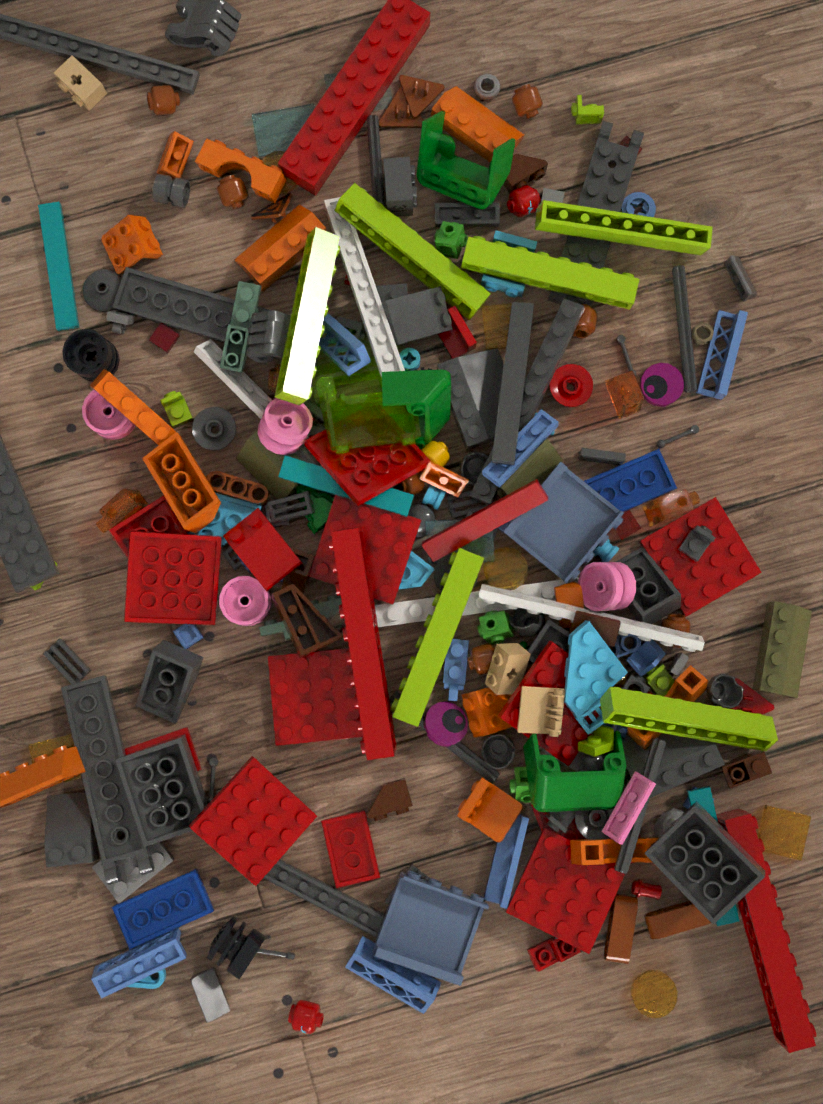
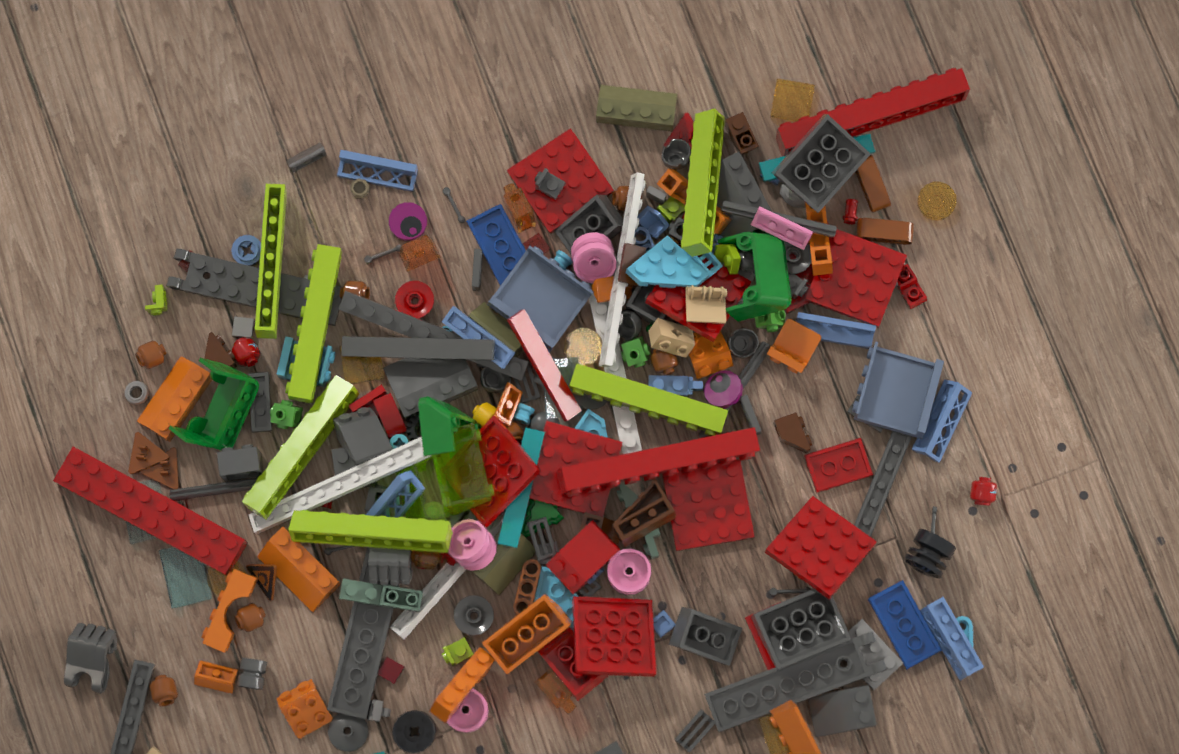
camera: 90 degrees left, 5 degrees down
(210, 994) = (973, 576): flat silver slope -> none
(414, 752) = (749, 414): none -> dark grey tile
(442, 350) = (390, 415): none -> red slope
(684, 329) = (355, 204): dark grey axle -> none

